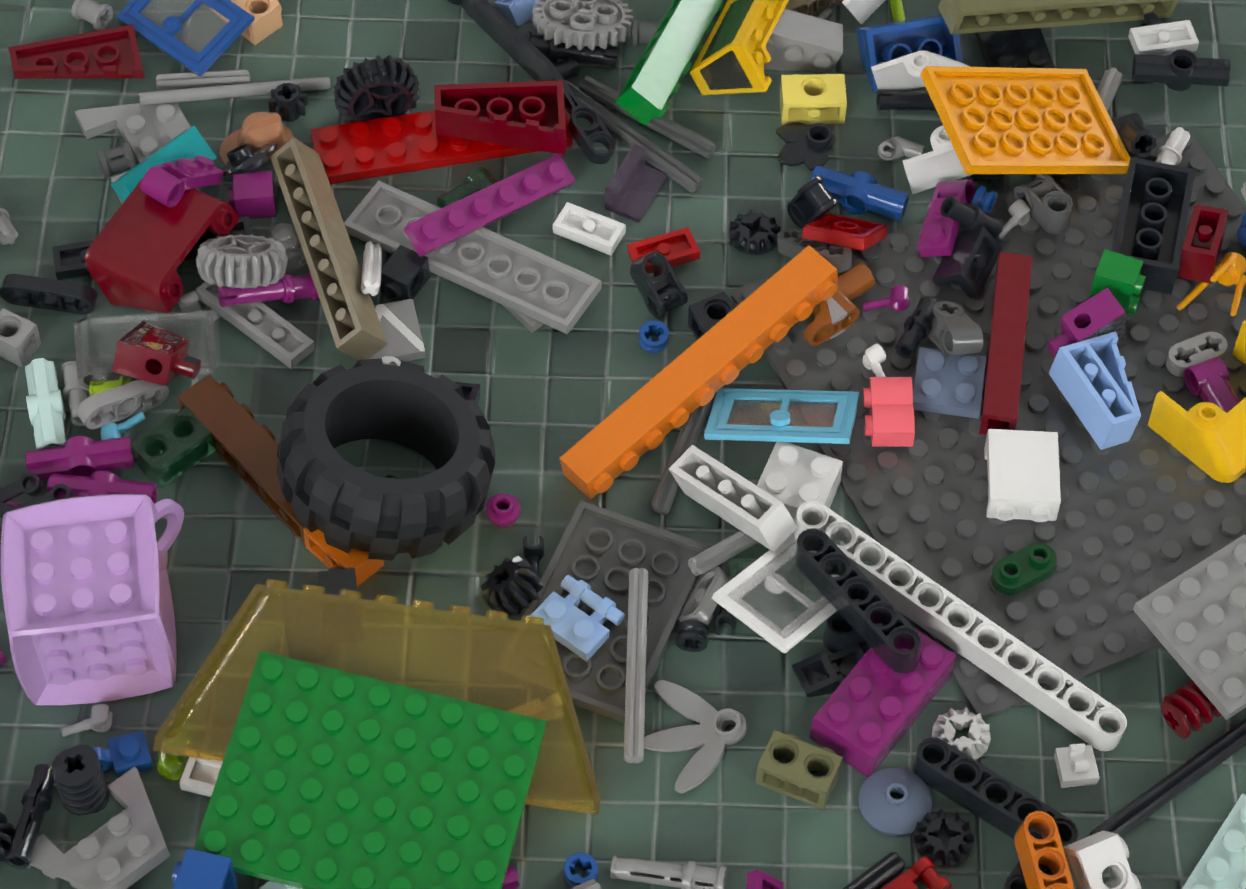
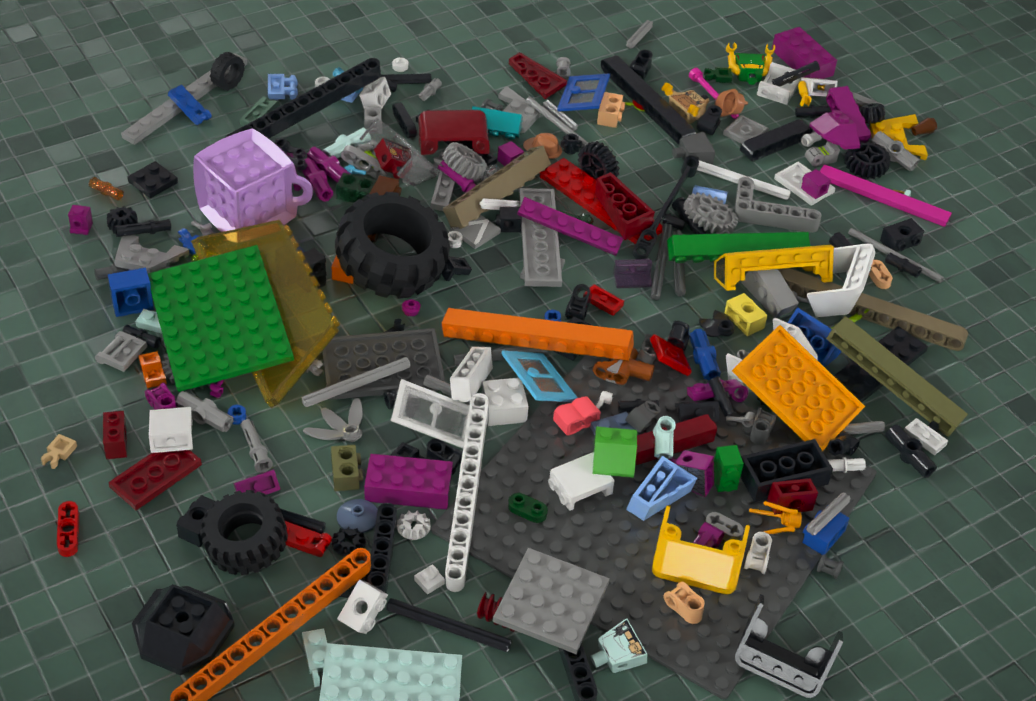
camera: 55 degrees right, 10 degrees down
(80, 780) = (165, 230): black piece -> none
(170, 180) = (476, 113): magenta plate -> none
(247, 159) = (524, 142): black plate -> none
(512, 586) = (366, 323): black gear -> none
(571, 625) = (361, 350): light blue plate -> none
(589, 228) = (593, 269): white plate -> none
(762, 241) = (641, 331): black gear -> none
(859, 614) = (442, 437): black beam -> none
(897, 301) = (649, 394): magenta hand -> none
(984, 199) = (739, 400): blue bush -> none
(1017, 320) = (664, 438): none -> light aqua piece
(1018, 400) = (614, 452): none -> bright green slope

